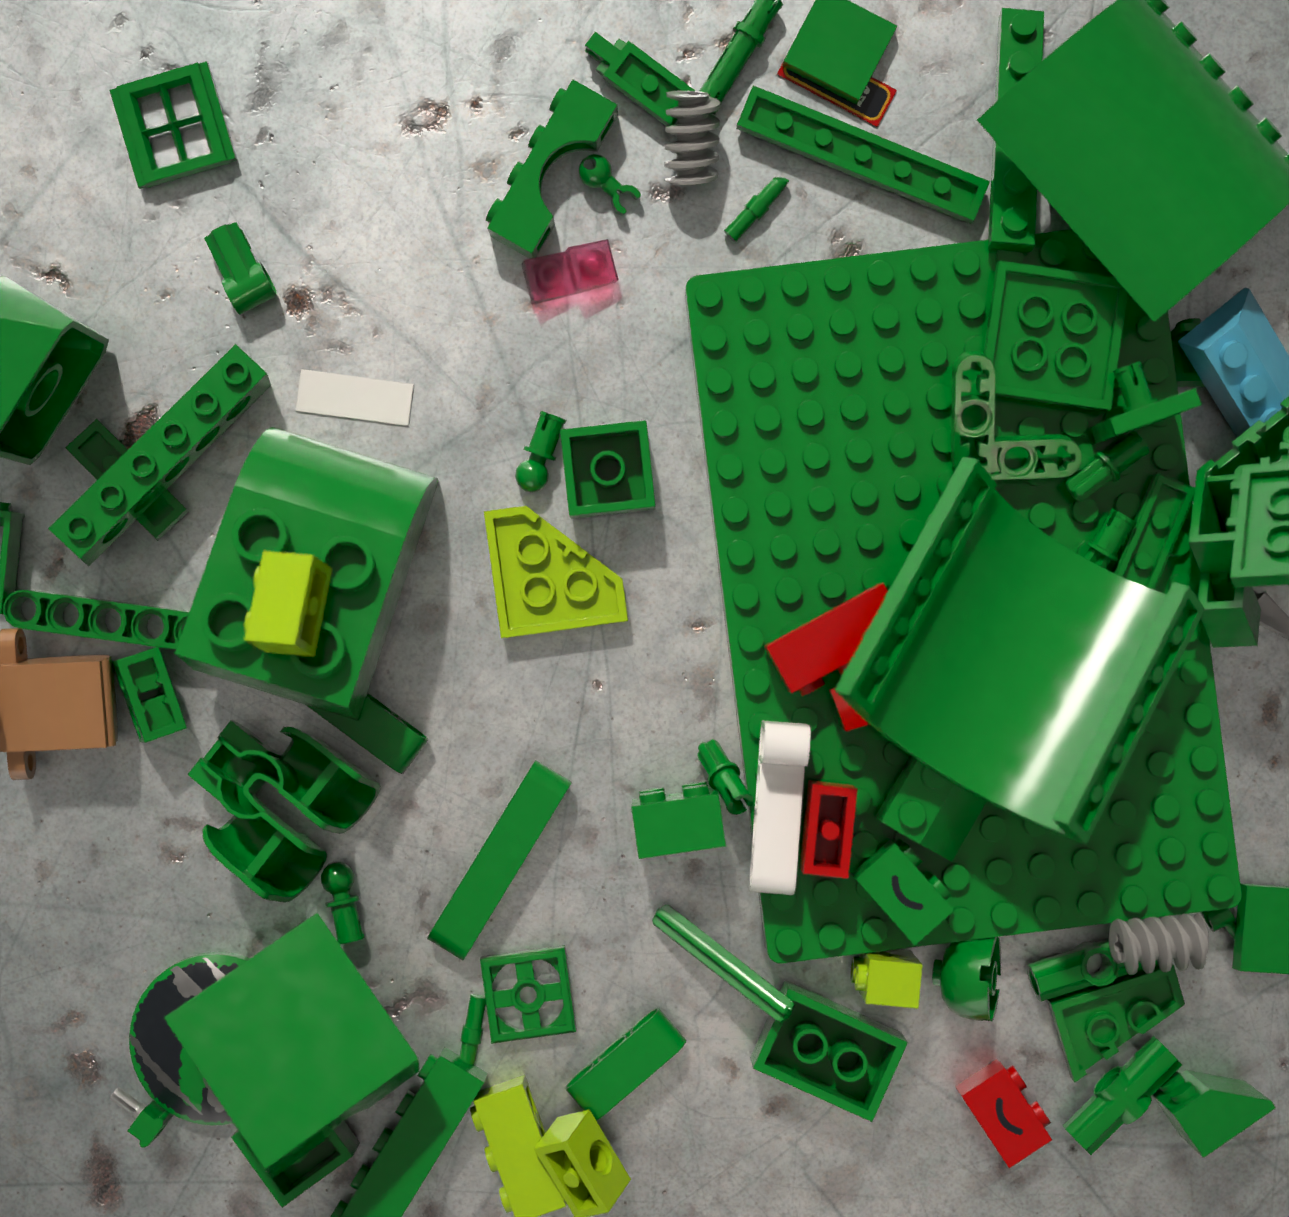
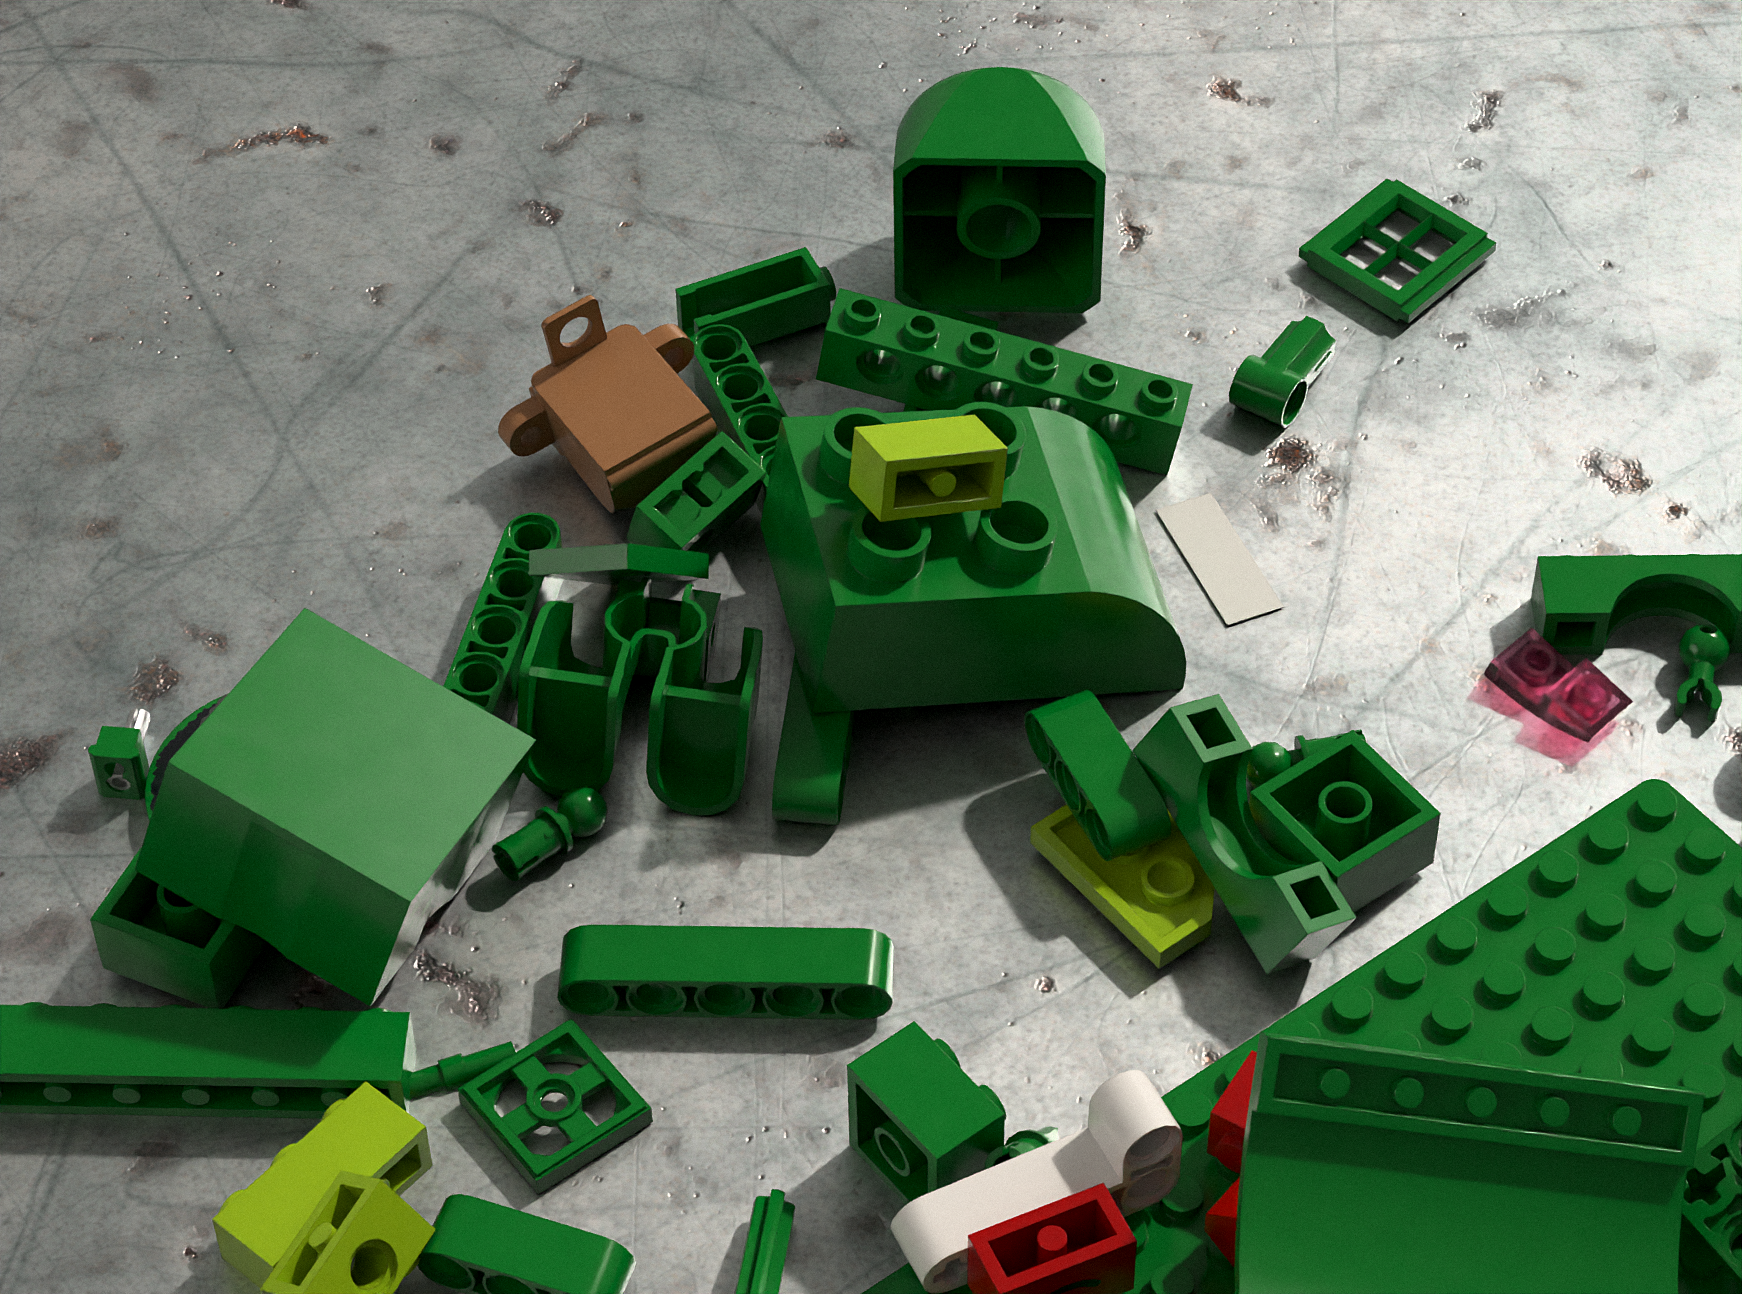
camera: 60 degrees right, 40 degrees down
(166, 859) = (504, 617): none -> green beam
(181, 774) = (615, 562): none -> green tile
(497, 587) = (1097, 775): none -> green beam
(546, 538) = (1200, 770): none -> green arch

